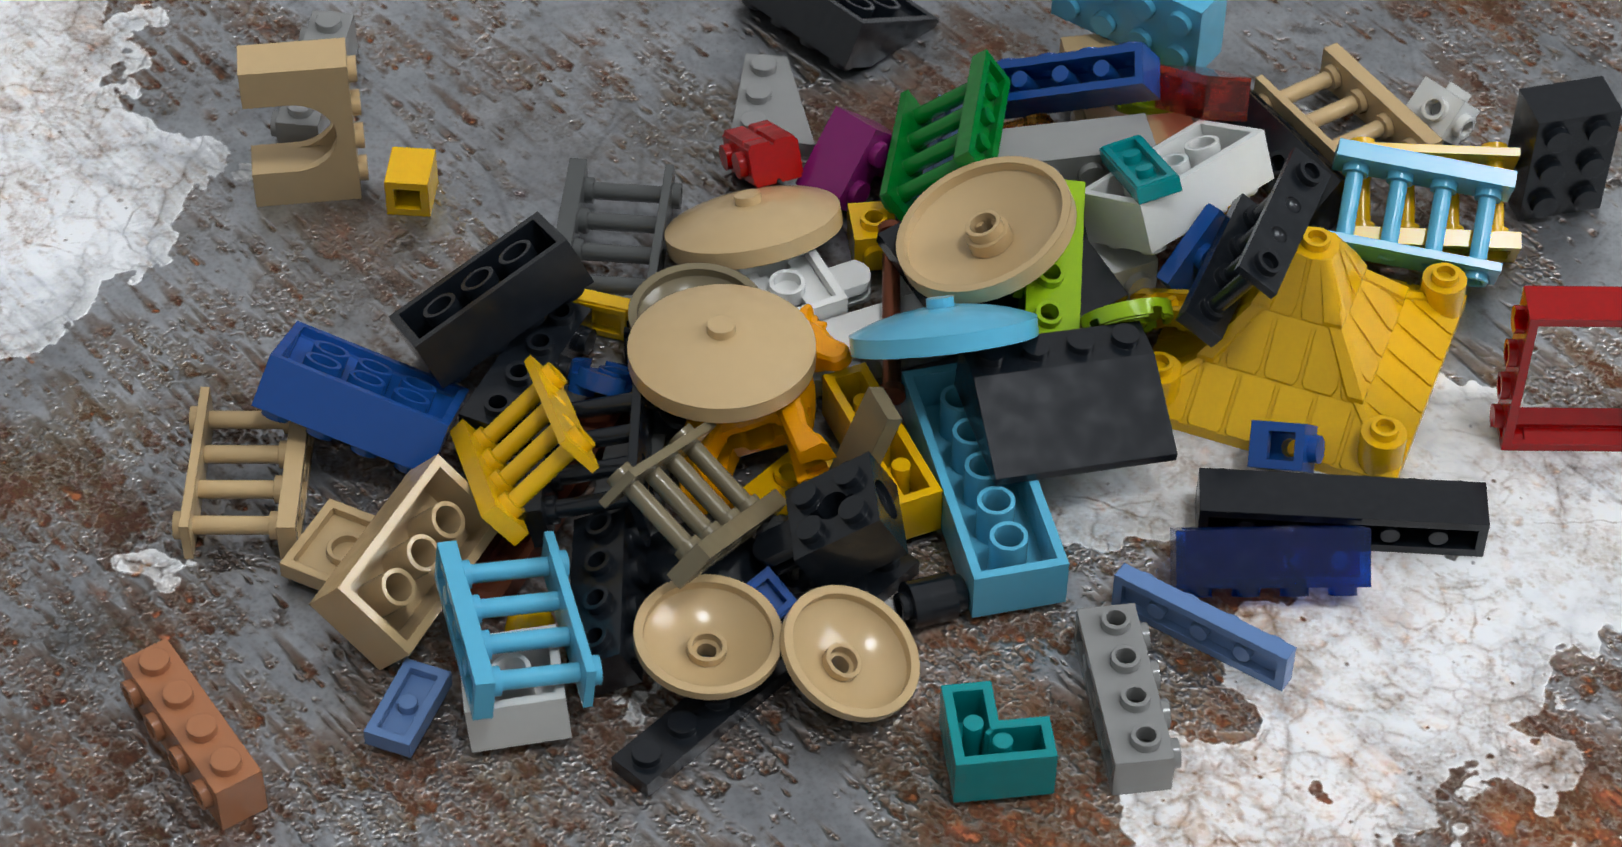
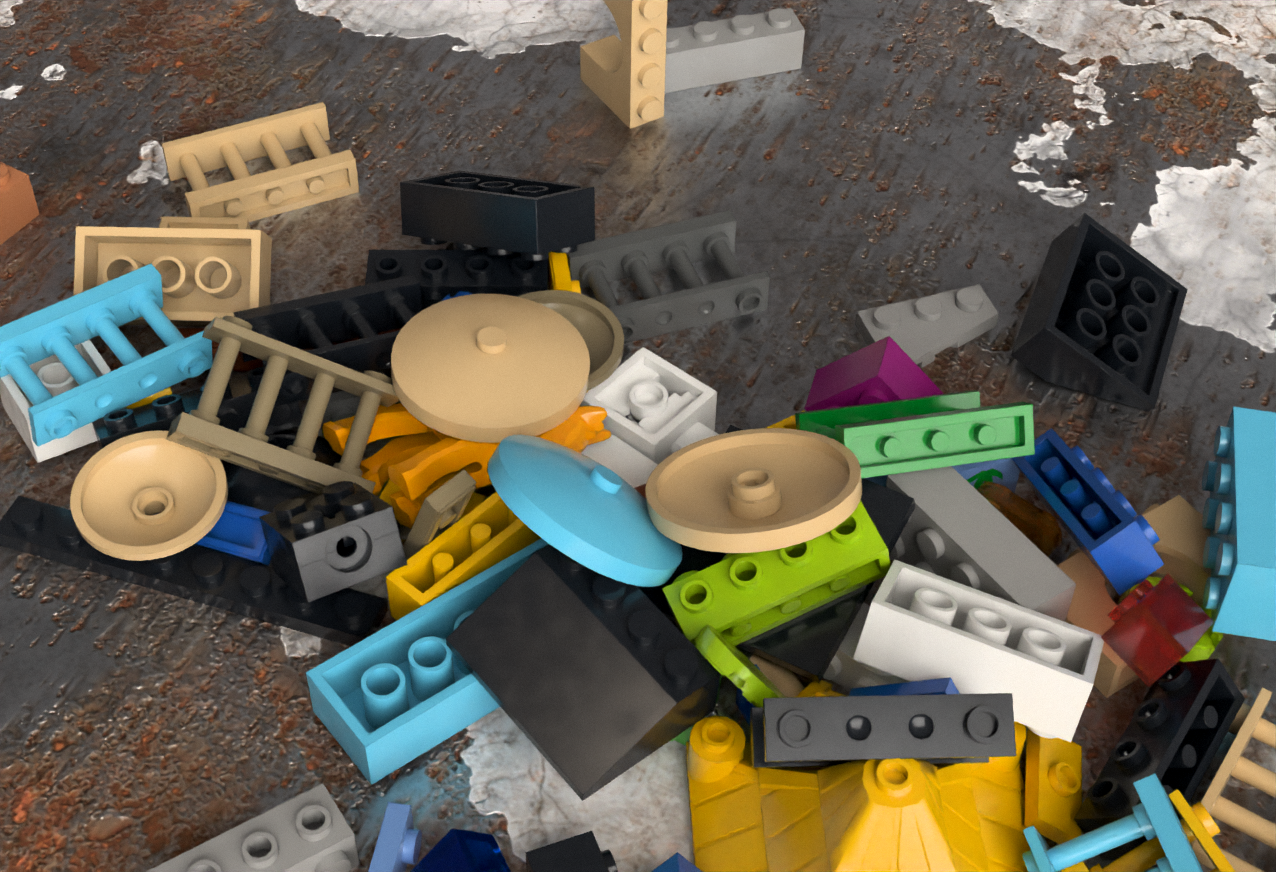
camera: 65 degrees right, 0 degrees up
(357, 397) = (346, 179): blue slope -> none
(411, 181) = (652, 139): yellow brick -> none
(486, 459) = (310, 284): yellow fence -> none
(754, 226) = (722, 356): tan dish -> none
(761, 154) = (828, 328): red brick -> none
(860, 638) = (168, 586): tan dish -> none
(931, 600) = (299, 652): black brick -> none
(992, 755) = (99, 766): teal brick -> none
(1140, 169) = (945, 592): teal tile -> none

